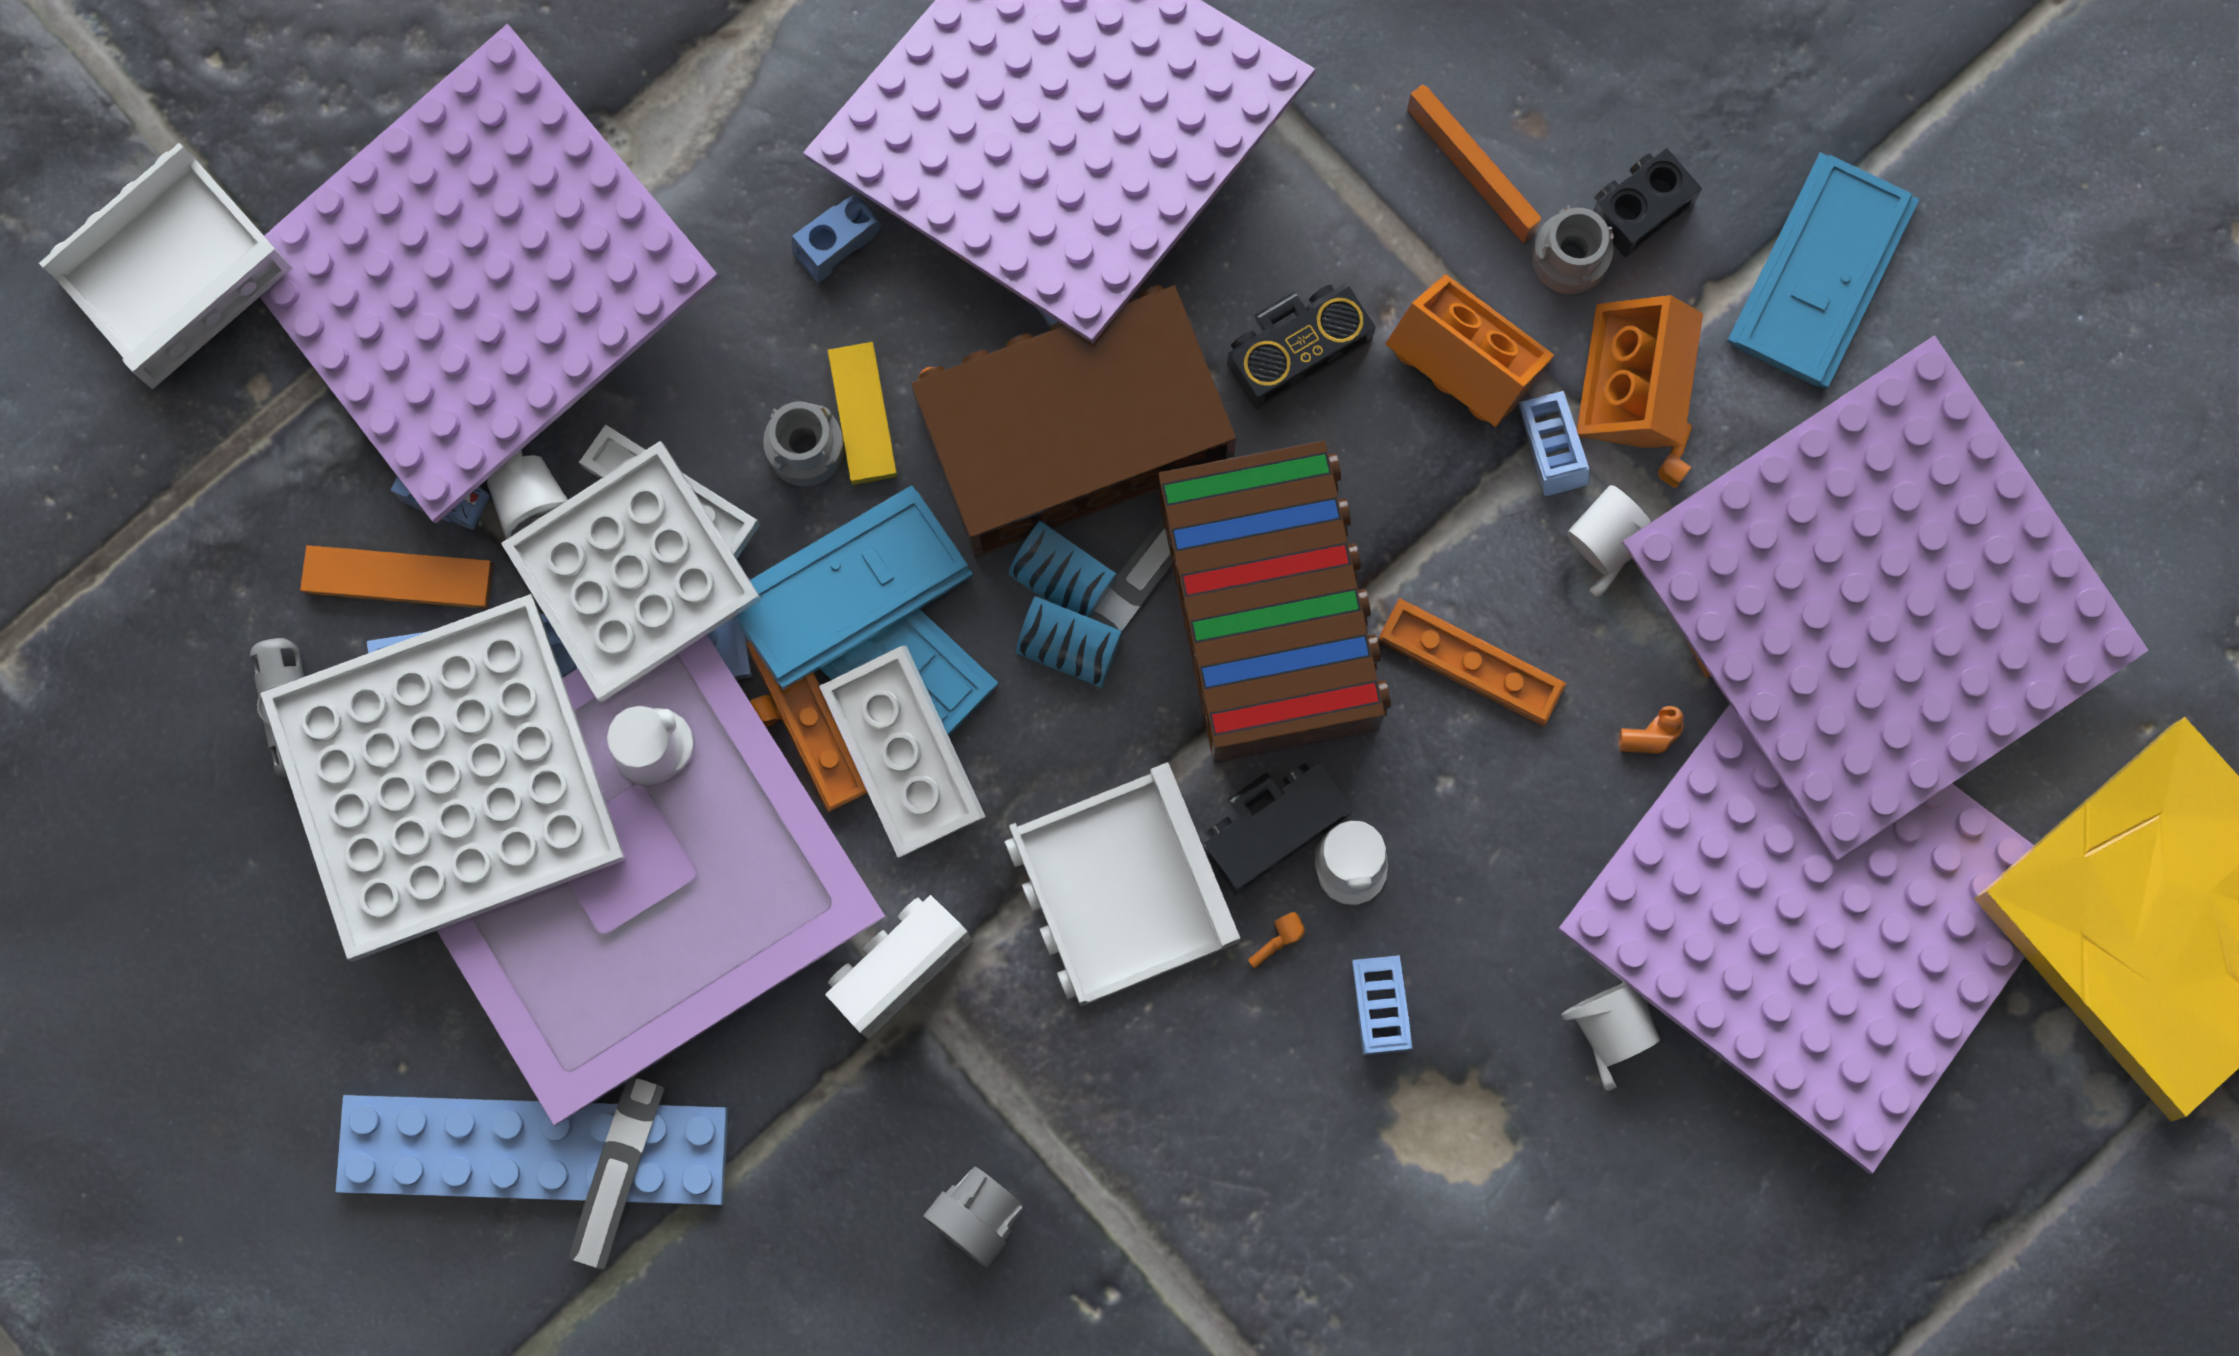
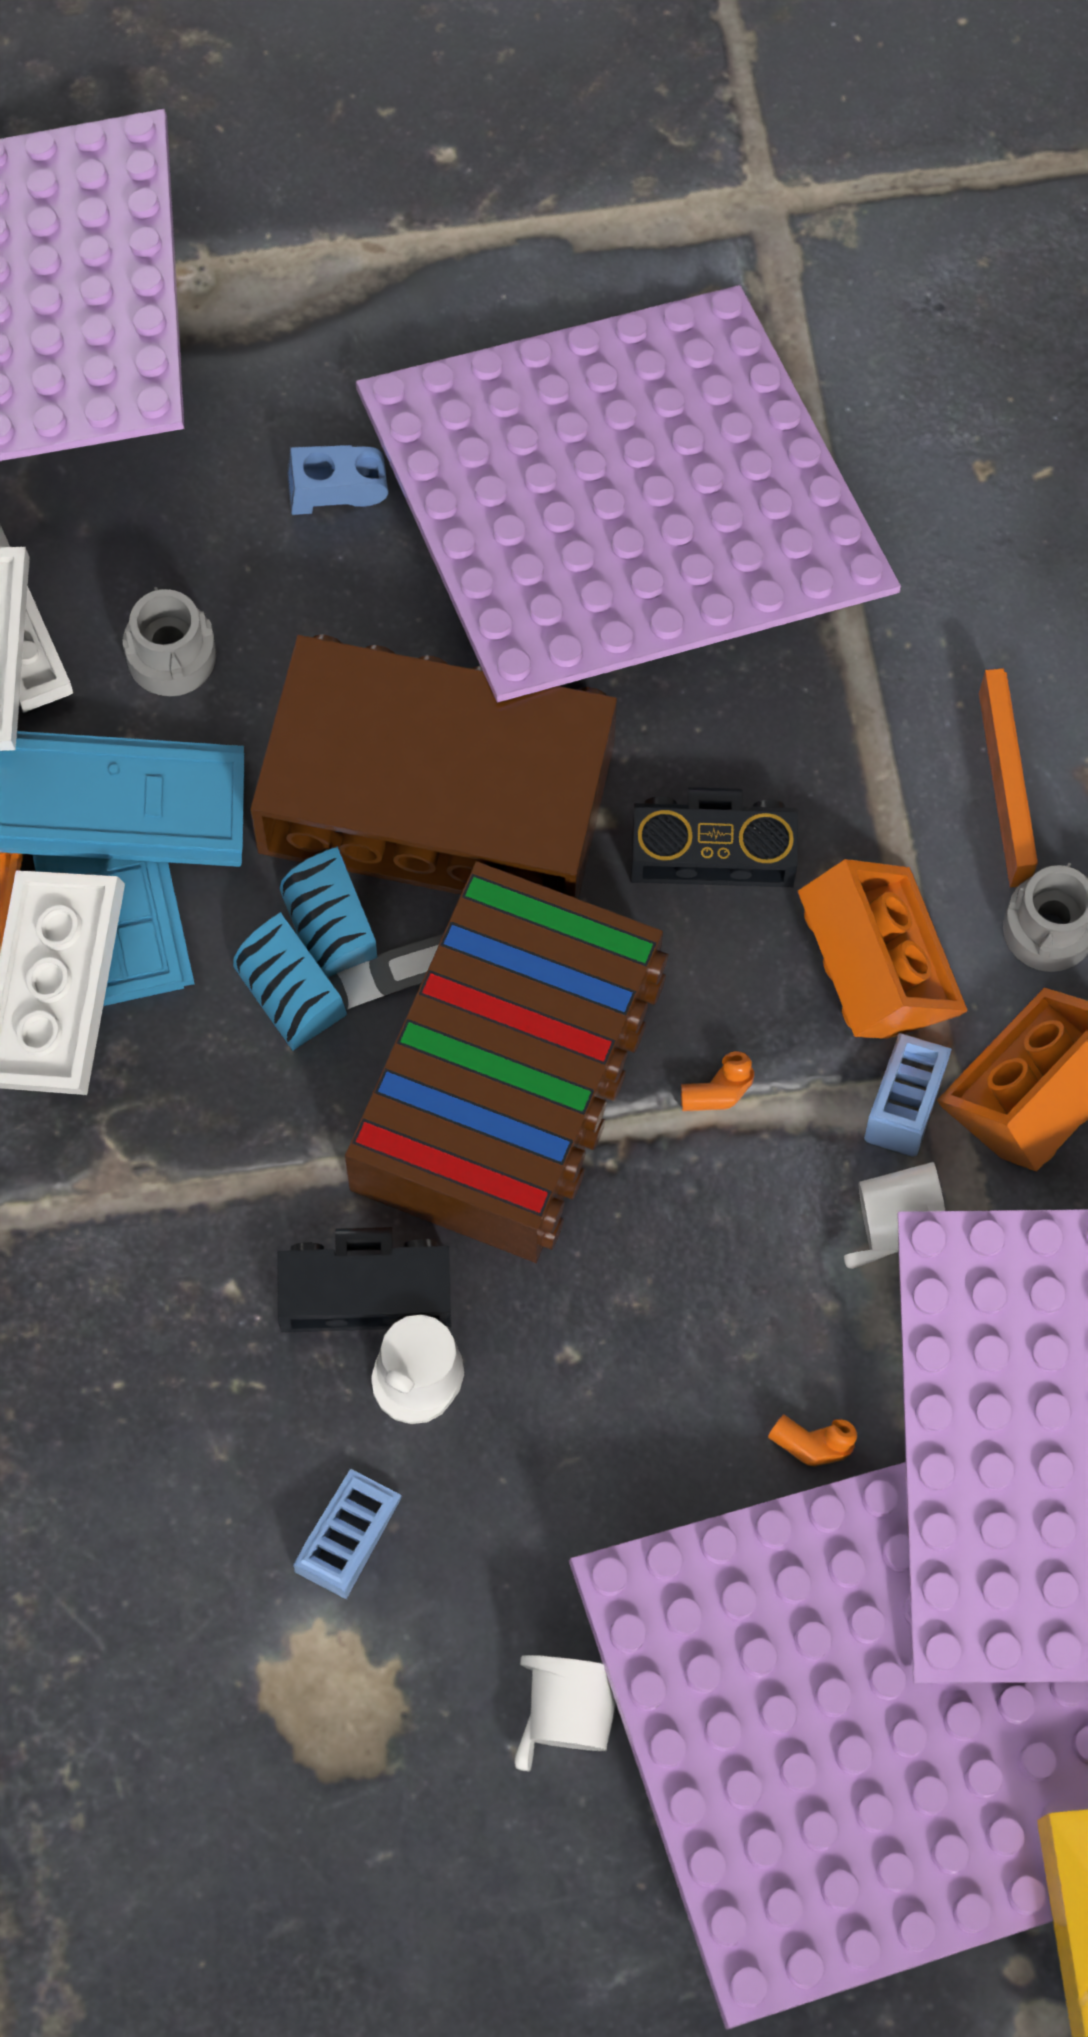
camera: 30 degrees right, 10 degrees down
(862, 413) = (246, 654): yellow tile -> none
(1122, 887) = (171, 1250): white panel -> none
(1289, 929) = (309, 1400): orange hand -> none
(1425, 521) = (724, 1089): none -> orange arm
(1471, 662) = (677, 1255): orange tile -> none
(1673, 468) = (1014, 1191): orange hand -> none

